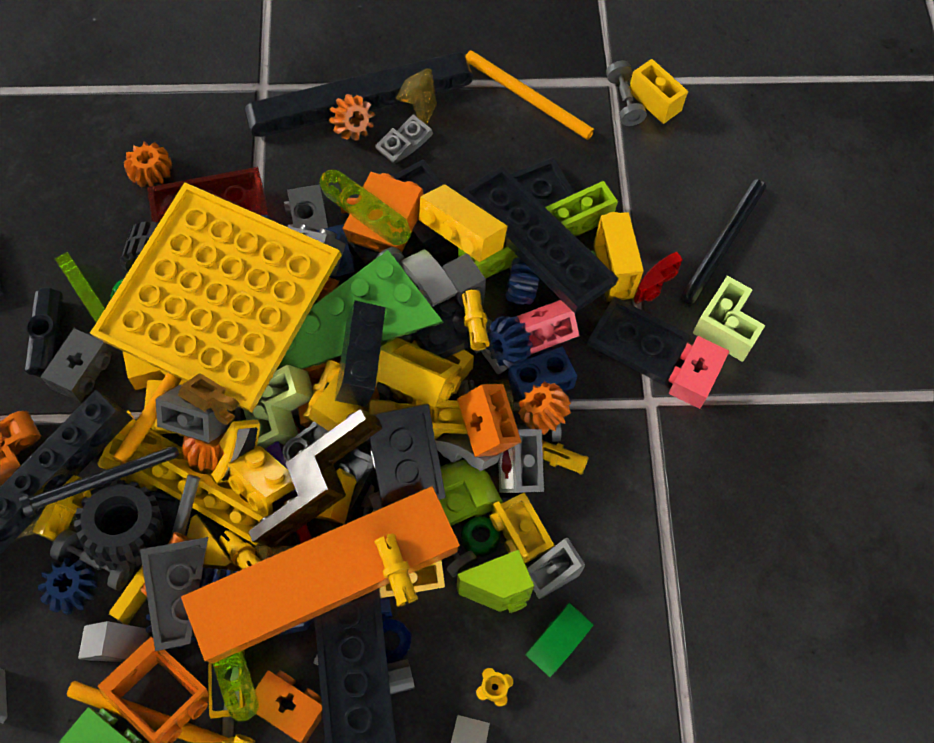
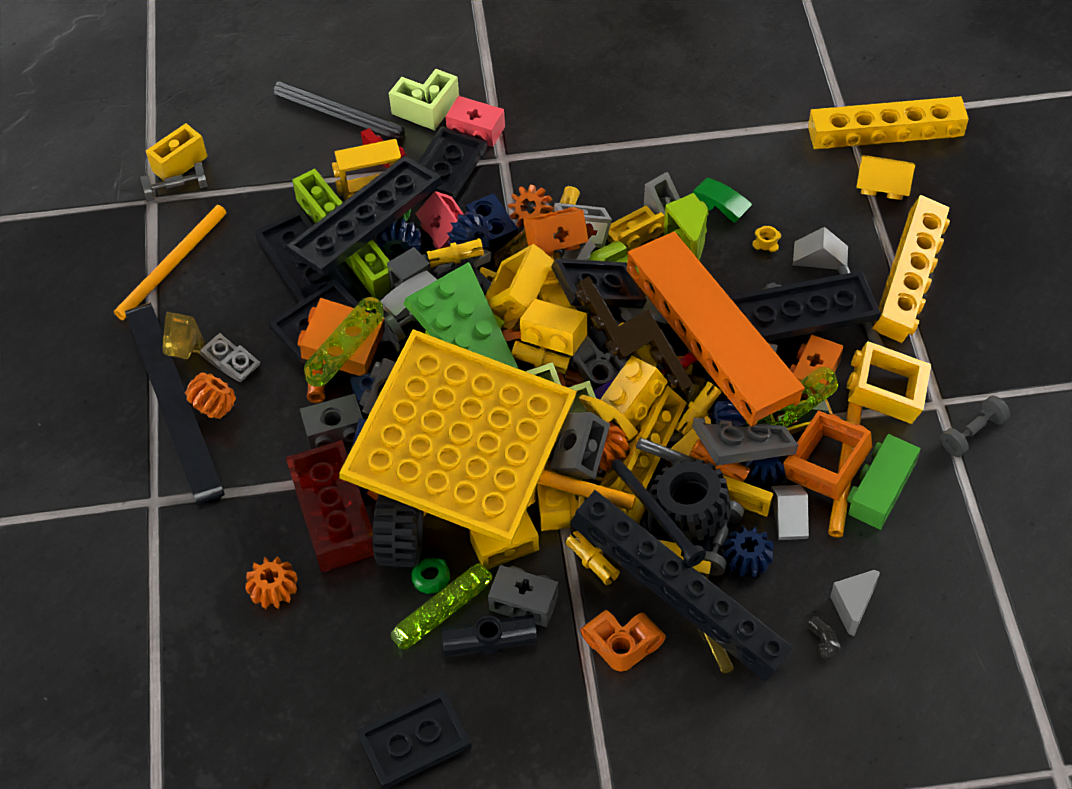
camera: 90 degrees left, 10 degrees down
(208, 394) = (571, 417): pearl gold plate -> none
(360, 354) = (519, 299): black brick -> none
(396, 570) = (705, 264): yellow pin -> none
(462, 222) = (355, 266): yellow brick -> none

